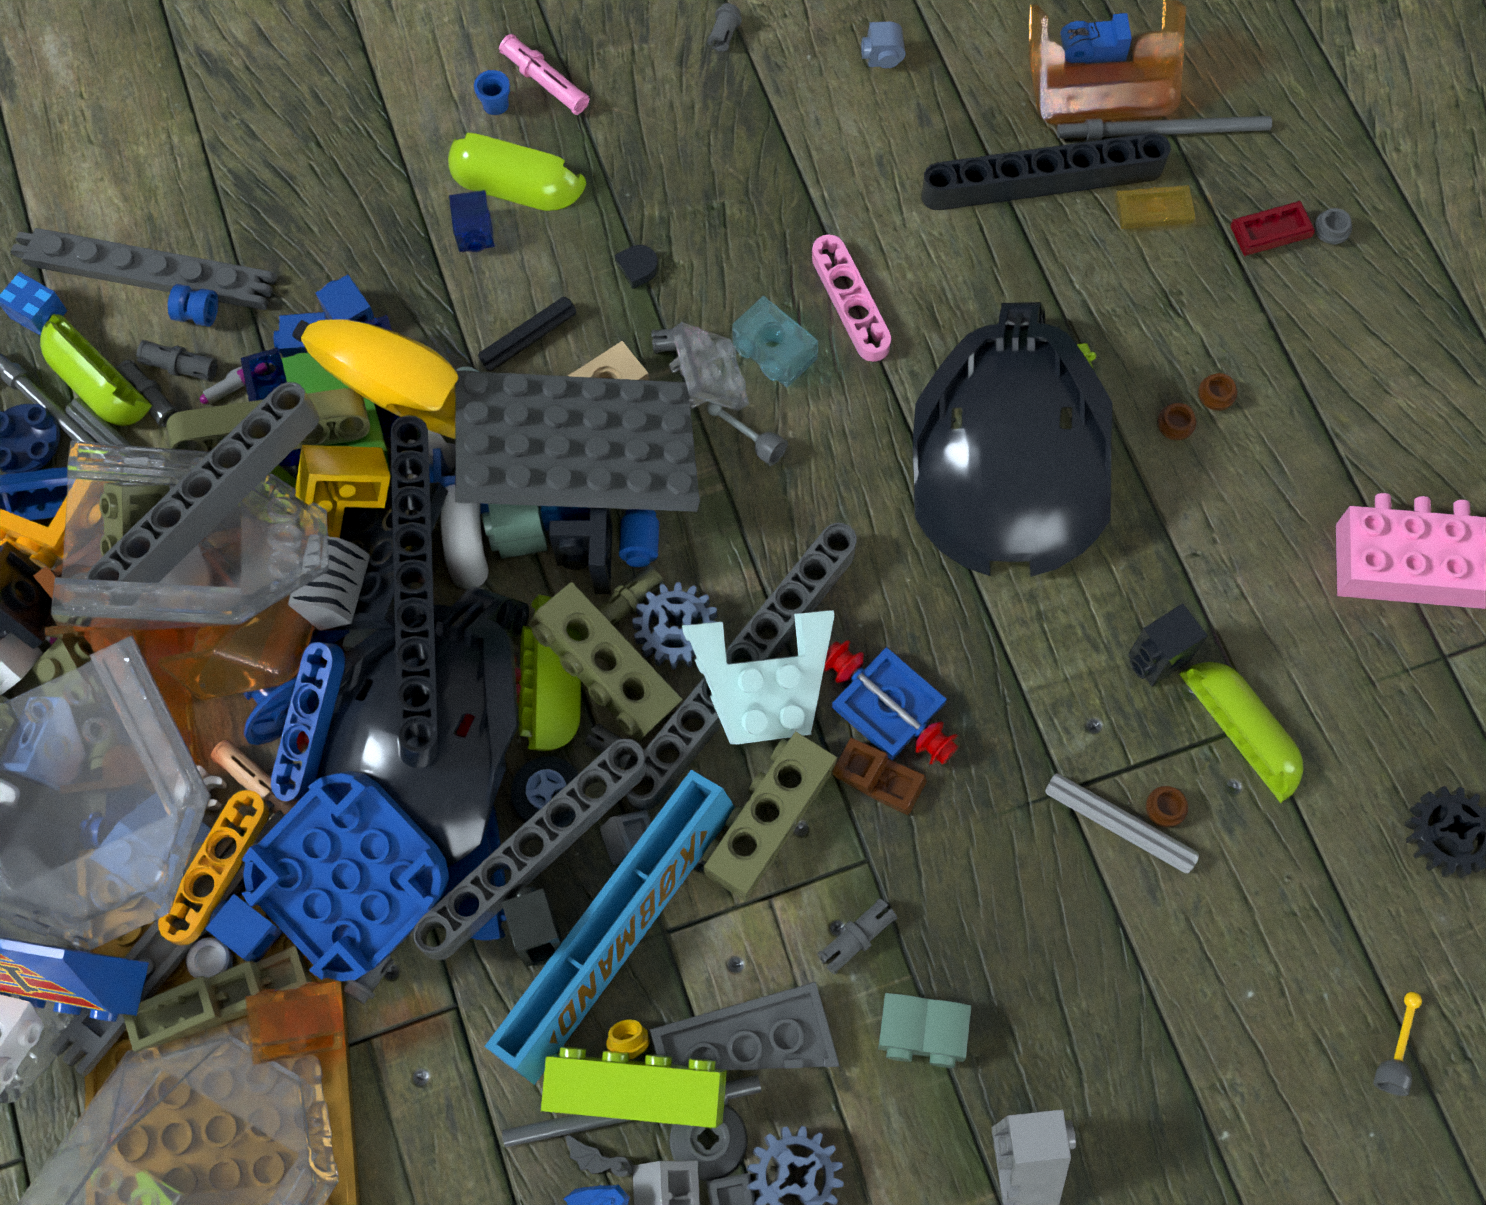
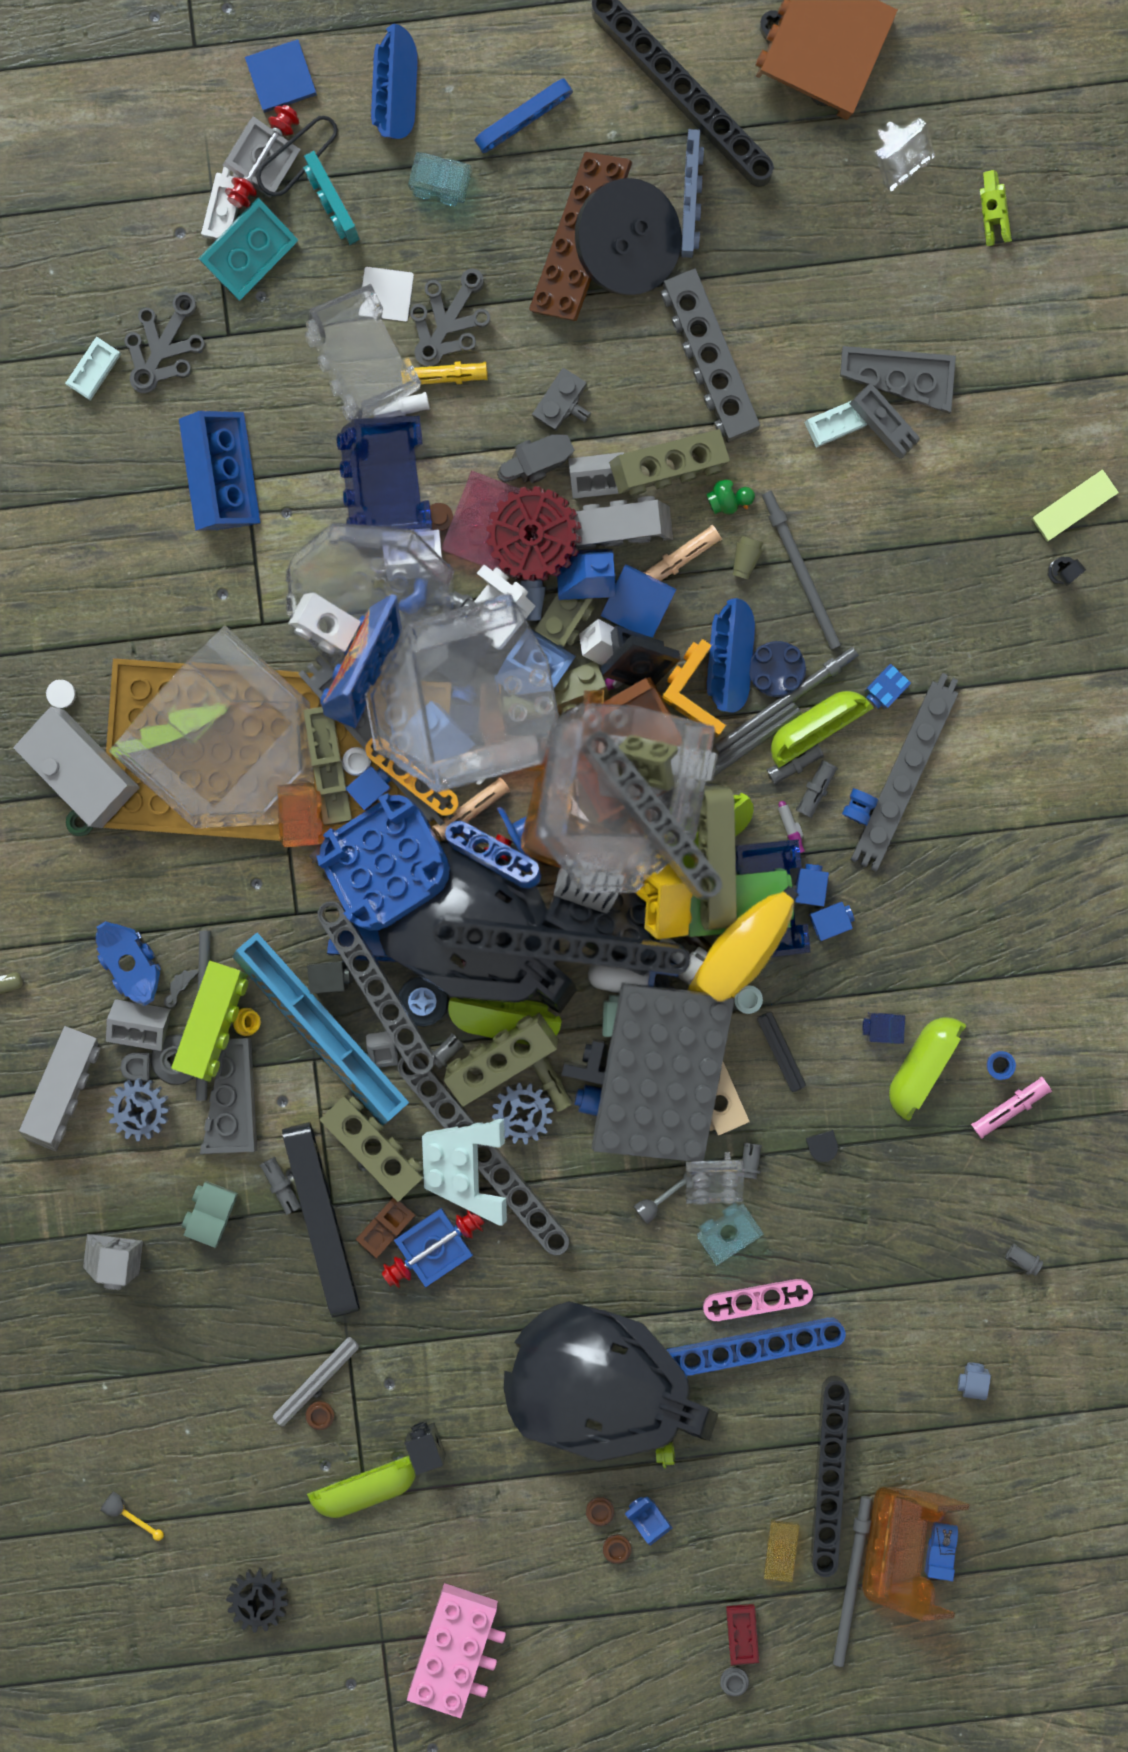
camera: 100 degrees right, 20 degrees up
(888, 866) = (321, 1219): none -> black beam
(904, 277) = (762, 1351): none -> blue beam
(1168, 359) = (648, 1519): none -> blue bracket

